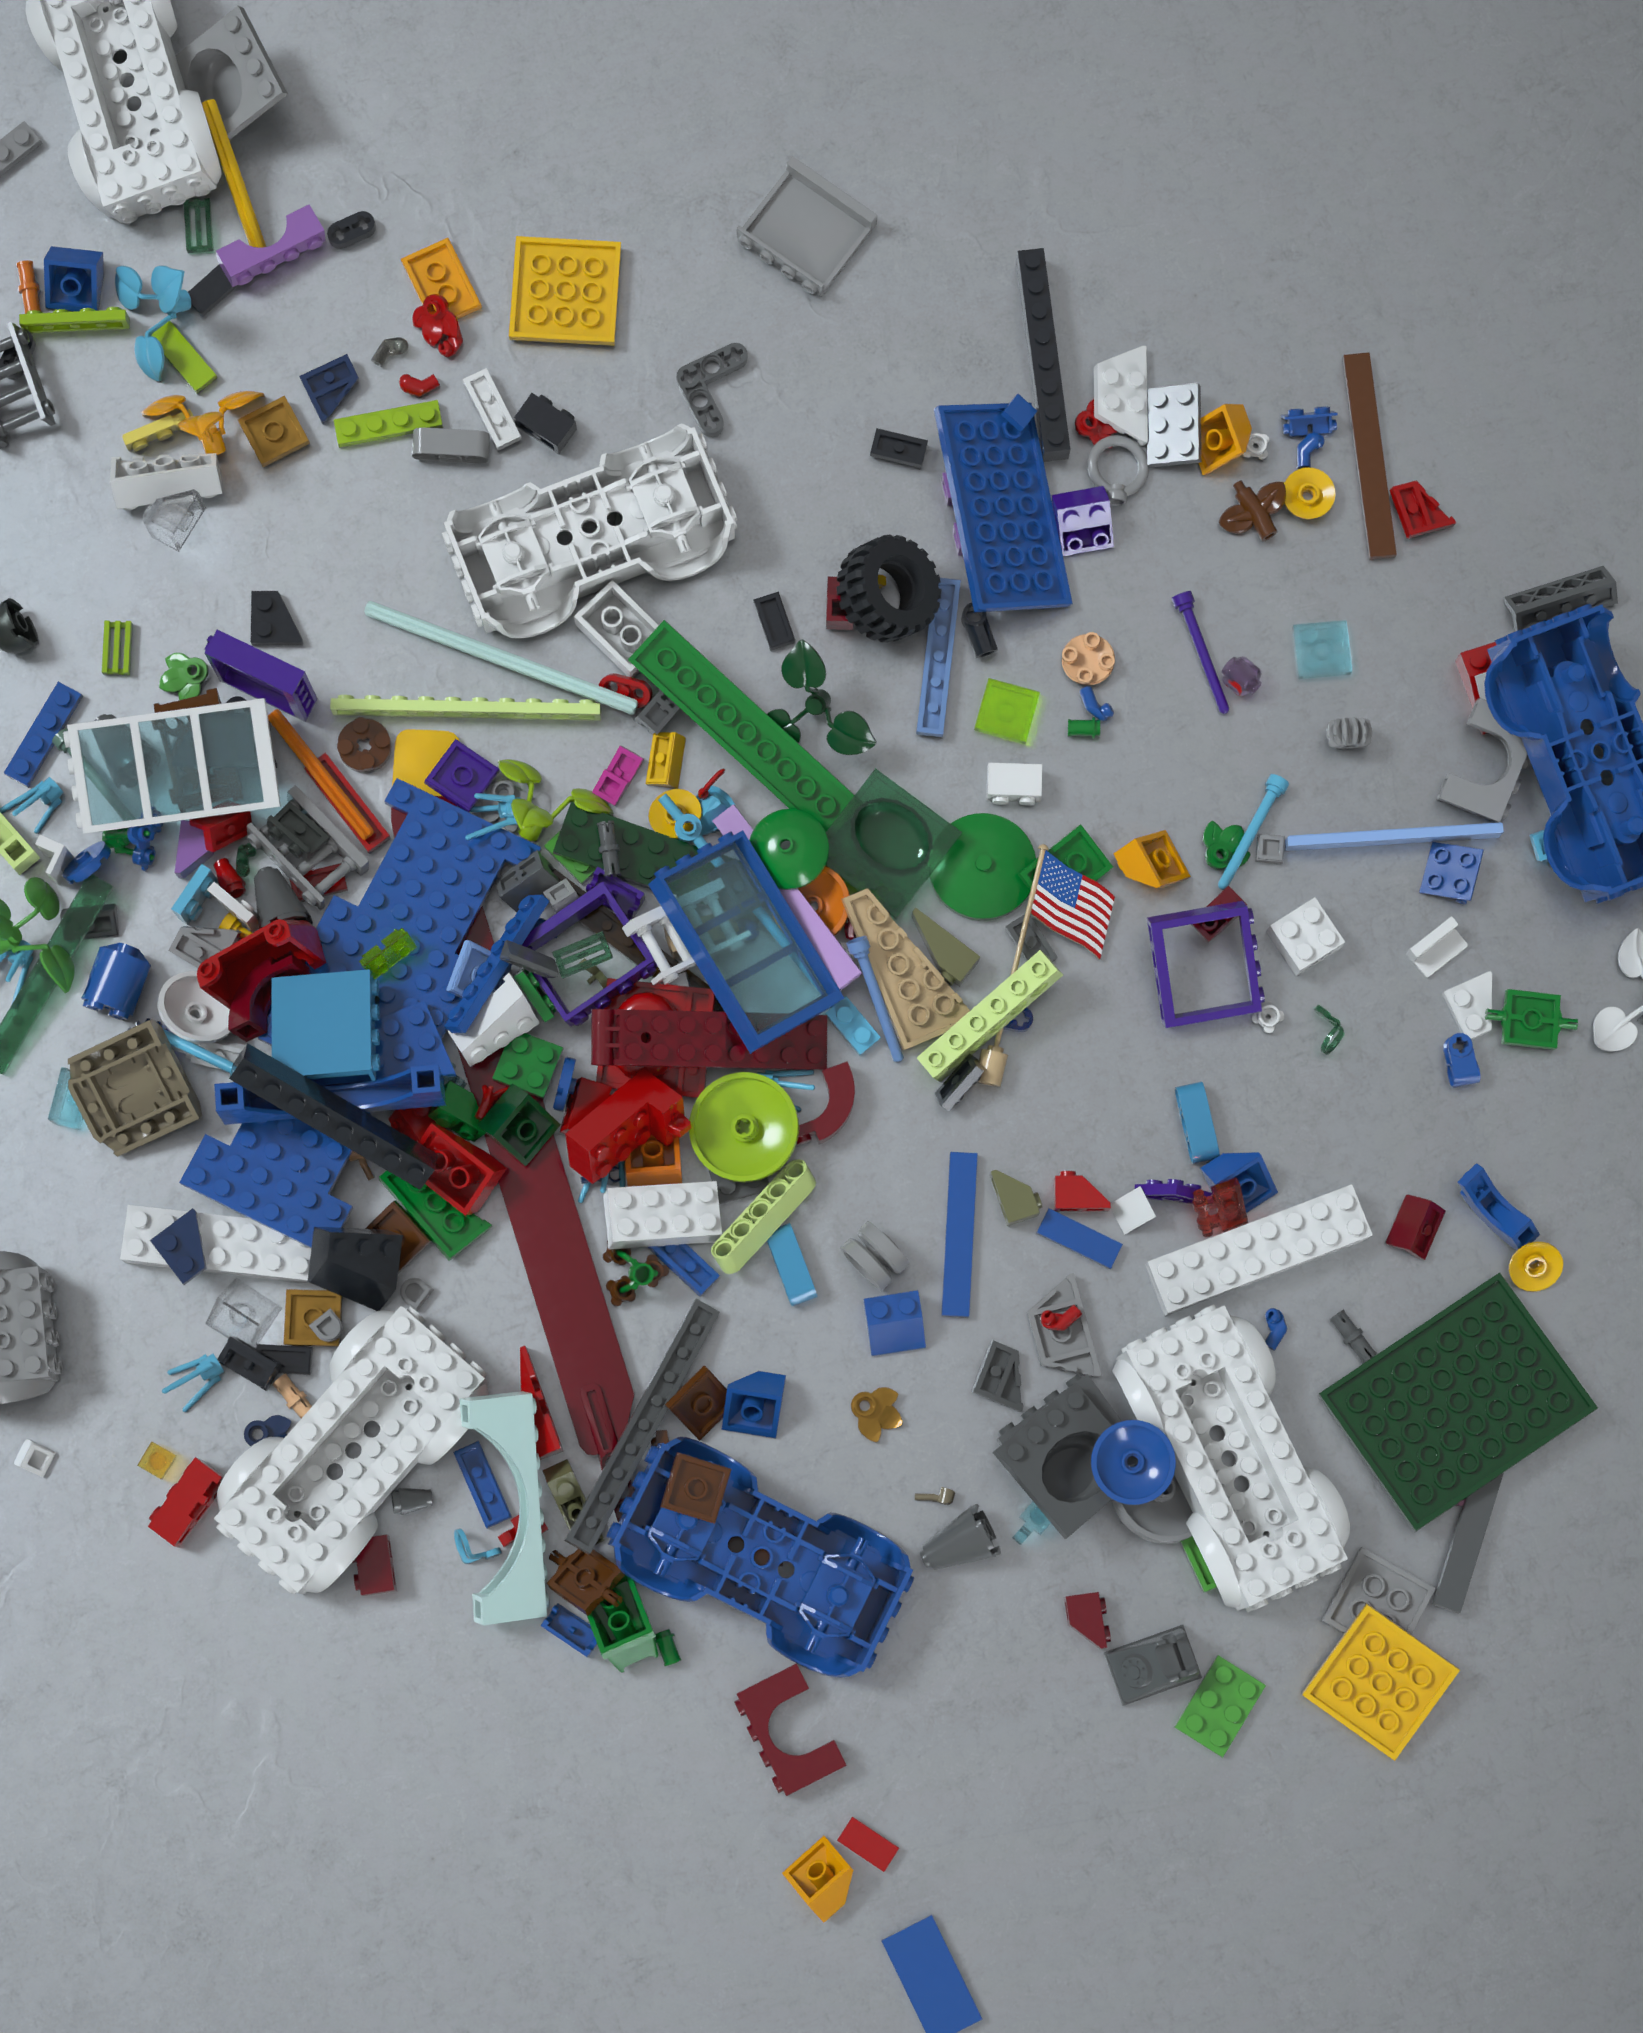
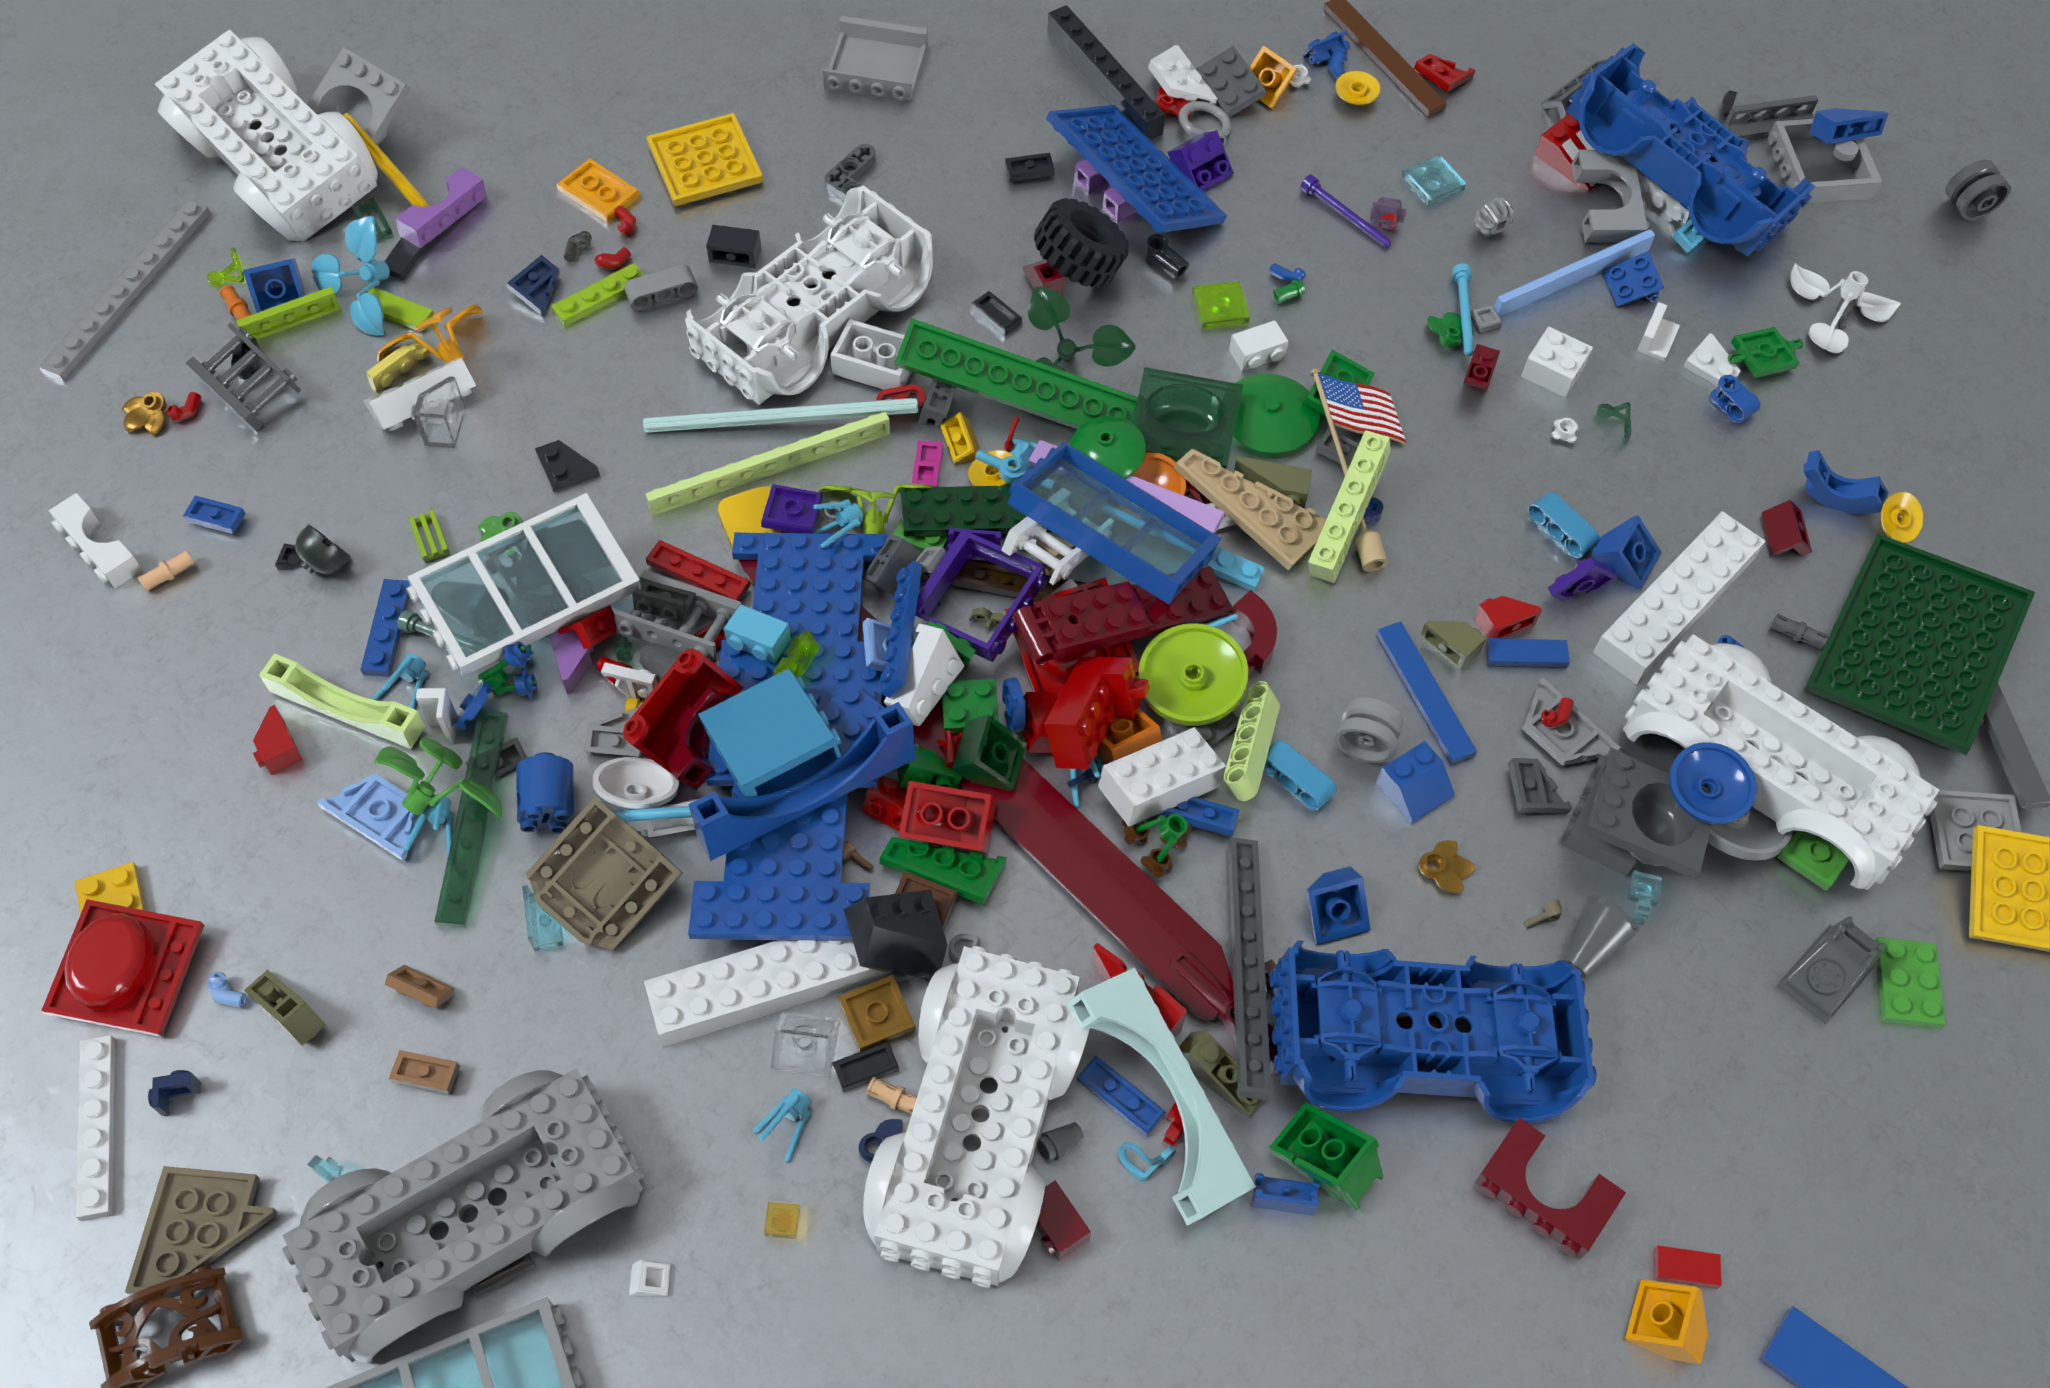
camera: 25 degrees left, 20 degrees down
(21, 236) = (216, 278): none -> clear neon green piece
(182, 1247) = (718, 992): dark blue wing -> none
(186, 1502) = (833, 1243): red wedge -> none
(193, 896) = (590, 690): medium azure plate -> none
(249, 1362) = (834, 1078): black hinge -> none
(260, 675) = (574, 458): dark purple window -> none
(273, 431) = (502, 331): pearl gold plate -> none
(320, 774) = (670, 557): orange axle -> none
(327, 1327) = (896, 1011): light grey tile -> none
(333, 1116) = (816, 797): black brick -> none
(351, 229) = (505, 180): black beam -> none
(360, 730) = (686, 513): reddish brown plate -> none
(363, 911) = (757, 633): none -> medium azure brick
(436, 322) = (606, 212): red plate -> none
(492, 409) = (684, 253): white plate -> none
(529, 960) = (931, 610): dark grey slope -> none
(577, 946) = (972, 587): clear green tile -> none
(585, 1579) = (1275, 1130): reddish brown plate -> none
(609, 849) = (953, 506): dark grey pin -> none
(667, 1647) = (1390, 1169): green pin -> none
(695, 1488) = (1345, 973): reddish brown plate -> none
(699, 1403) = (1286, 919): reddish brown plate -> none
(860, 949) = (1213, 495): medium blue piece -> none
(938, 661) = (1149, 295): medium blue plate -> none
(957, 1084) = (1354, 569): black plate -> none
(1019, 412) = (1110, 108): blue tile -> none
(1085, 1617) = (1746, 957): dark red slope -> none
(1088, 659) = (1262, 247): light nougat dish -> none
(1132, 1210) = (1559, 609): white sticker -> none
(1152, 860) = (1397, 357): light orange slope -> none
(1161, 972) = (1467, 421): dark purple window -> none
(1229, 1207) = (1637, 566): clear red plate -> none
(1254, 509) = (1325, 111): reddish brown plant -> none

